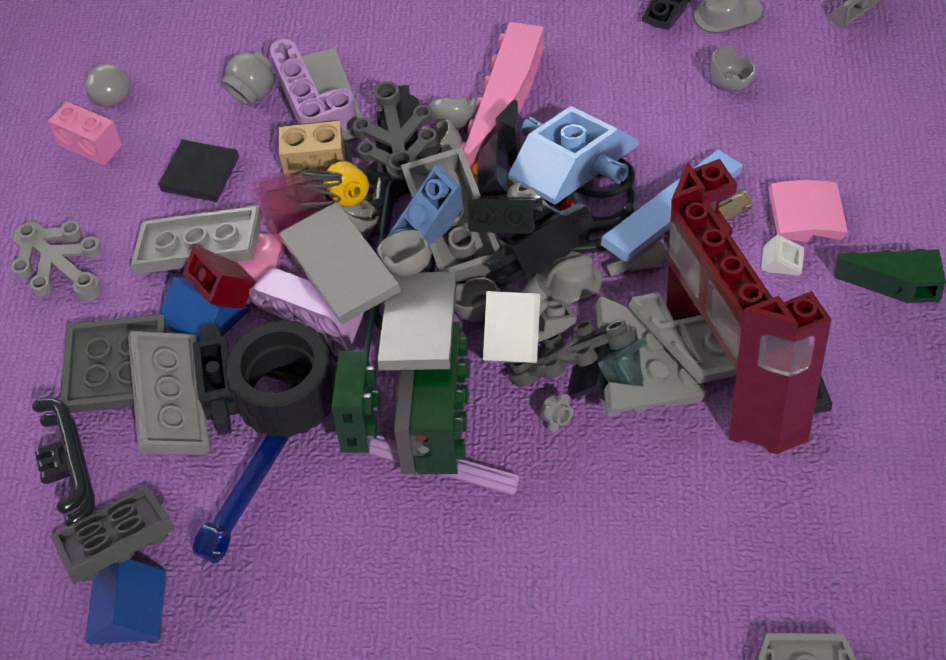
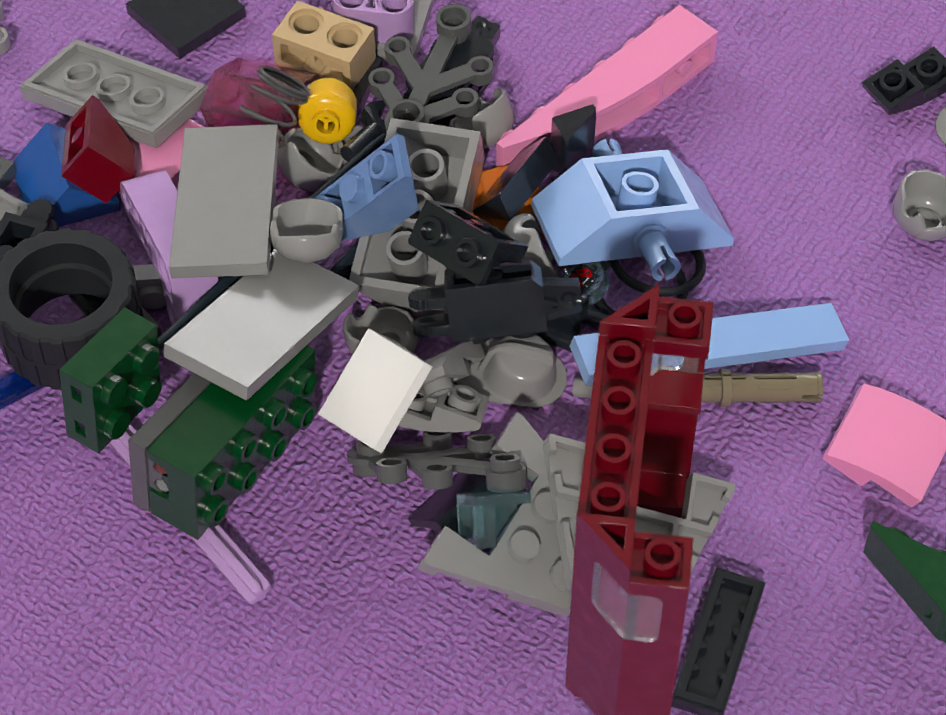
camera: 25 degrees right, 0 degrees up
(456, 111) = (527, 86): light grey hair -> none
(556, 411) = (373, 530): light grey plate -> none
(782, 257) = (813, 488): white slope -> none

